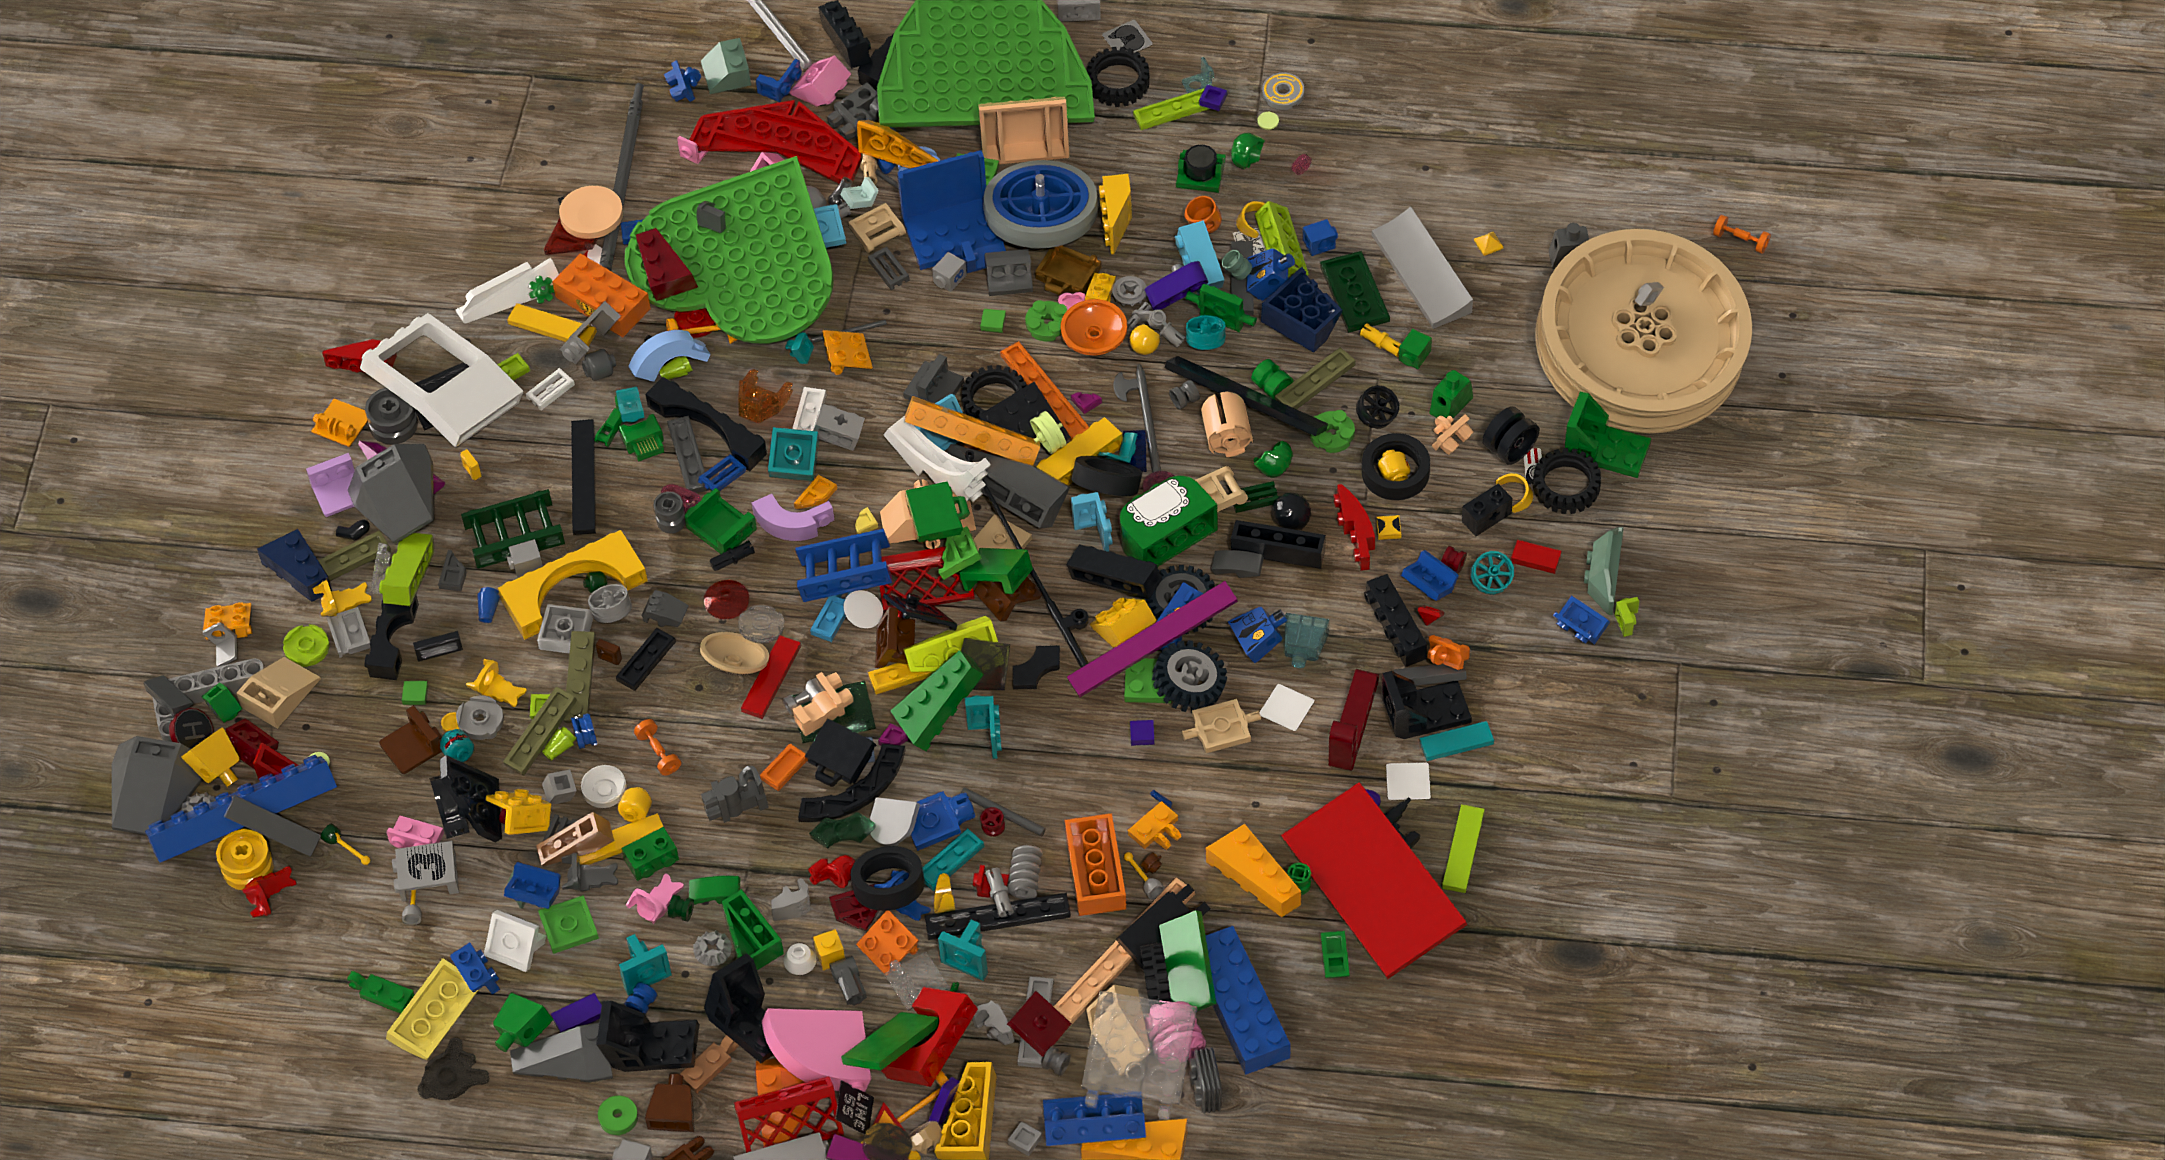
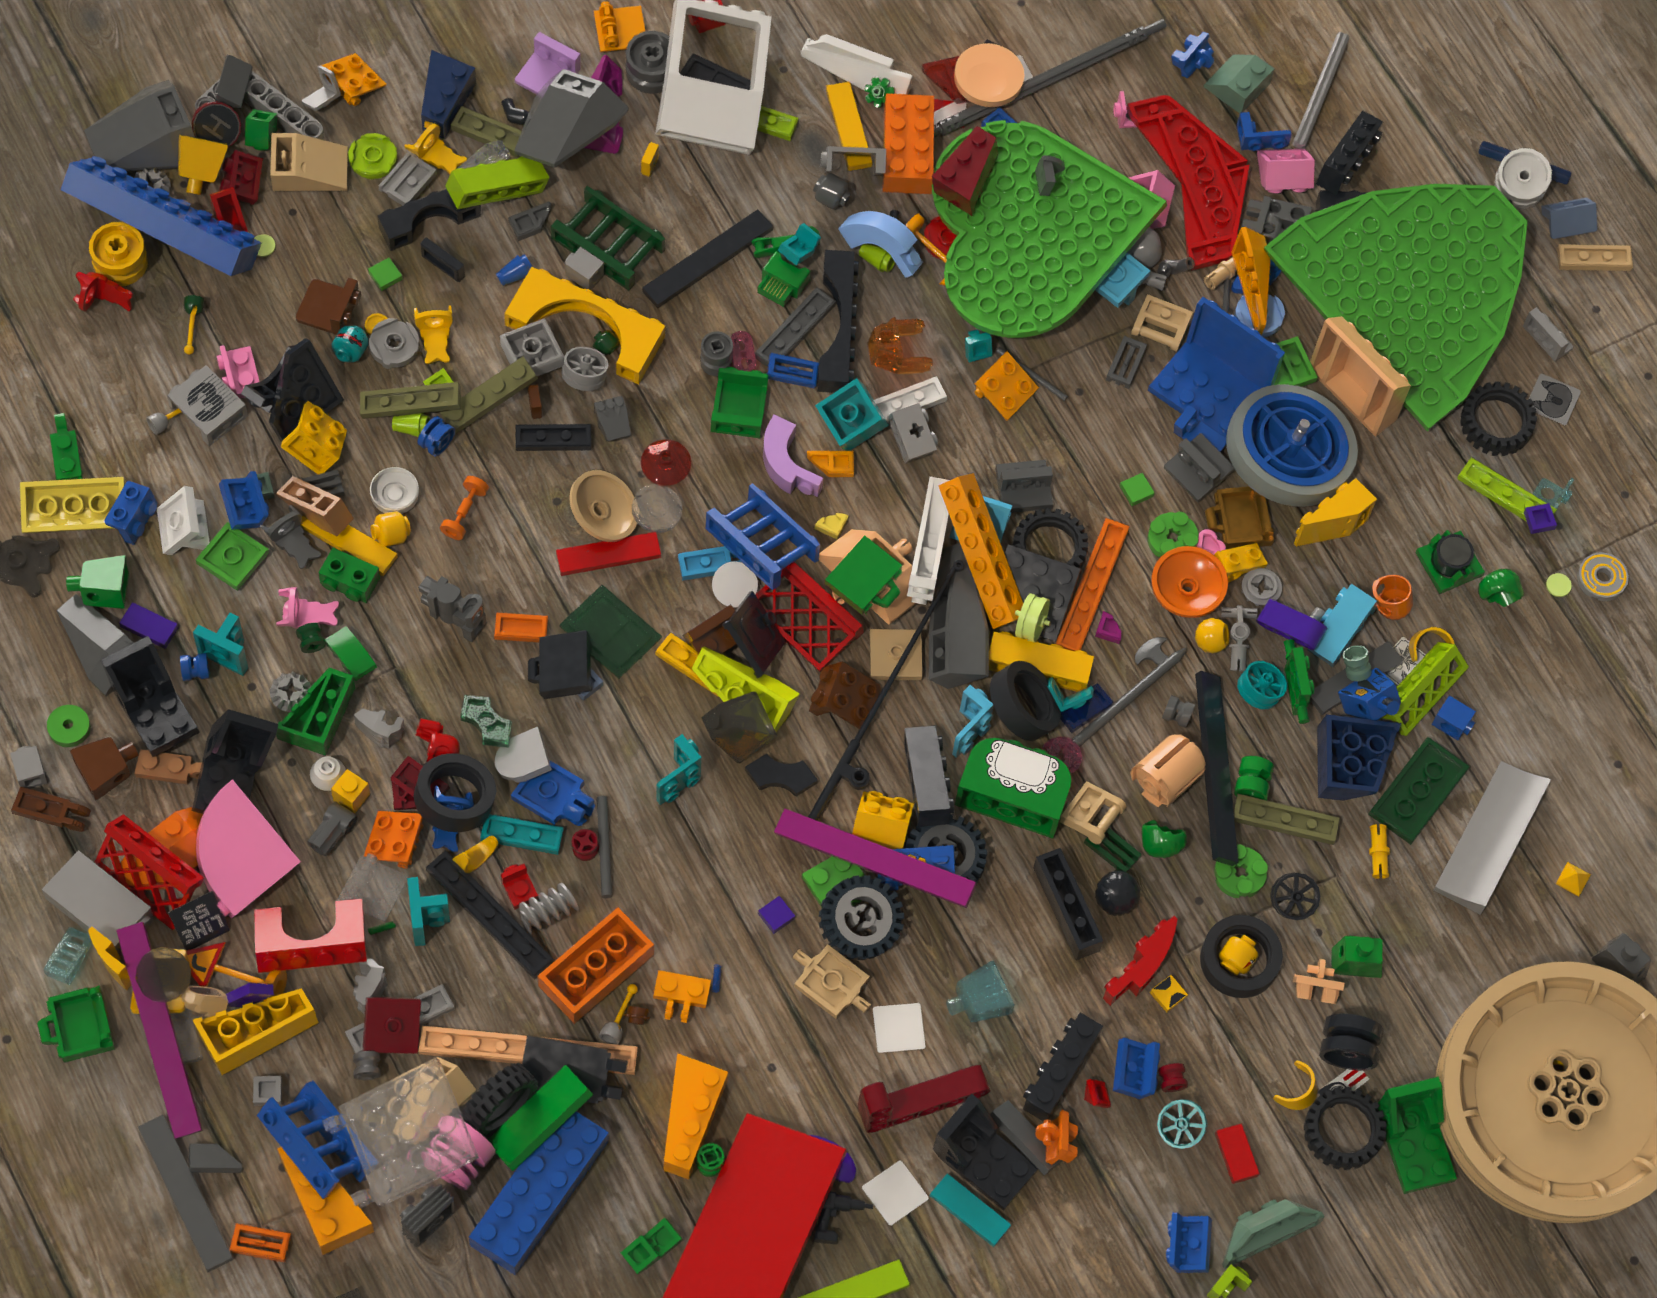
camera: 45 degrees right, 10 degrees up
(272, 825) = (158, 251): dark grey tile -> none
(552, 391) = (780, 173): white tile -> none
(559, 787) = (362, 454): light grey brick -> none
(732, 556) = (711, 436): black axle -> none
(824, 702) = (604, 619): light nougat hips -> none
(860, 196) = (1185, 285): light aqua bracket -> none
(860, 793) = (541, 711): black tile -> none
(890, 1041) = (279, 906): green tile -> none
(893, 735) = (619, 699): magenta tile -> none
(937, 698) = (669, 710): green wedge -> none
(949, 271) = (1158, 416): light grey brick -> none
(959, 553) = (841, 627): bright green wing -> none
(998, 565) = (852, 671): green panel -> none
(999, 892) = (507, 899): light grey pin -> none
(1239, 562) = (1025, 880): dark grey slope -> none
(1258, 631) = (955, 948): blue torso -> none
(1301, 164) = (1527, 647): clear pink tile -> none
(1415, 349) = (1390, 888): green brick -> none
(1487, 510) = (1252, 1073): black brick -> none
(1648, 293) = (1602, 1070): light grey plate -> none

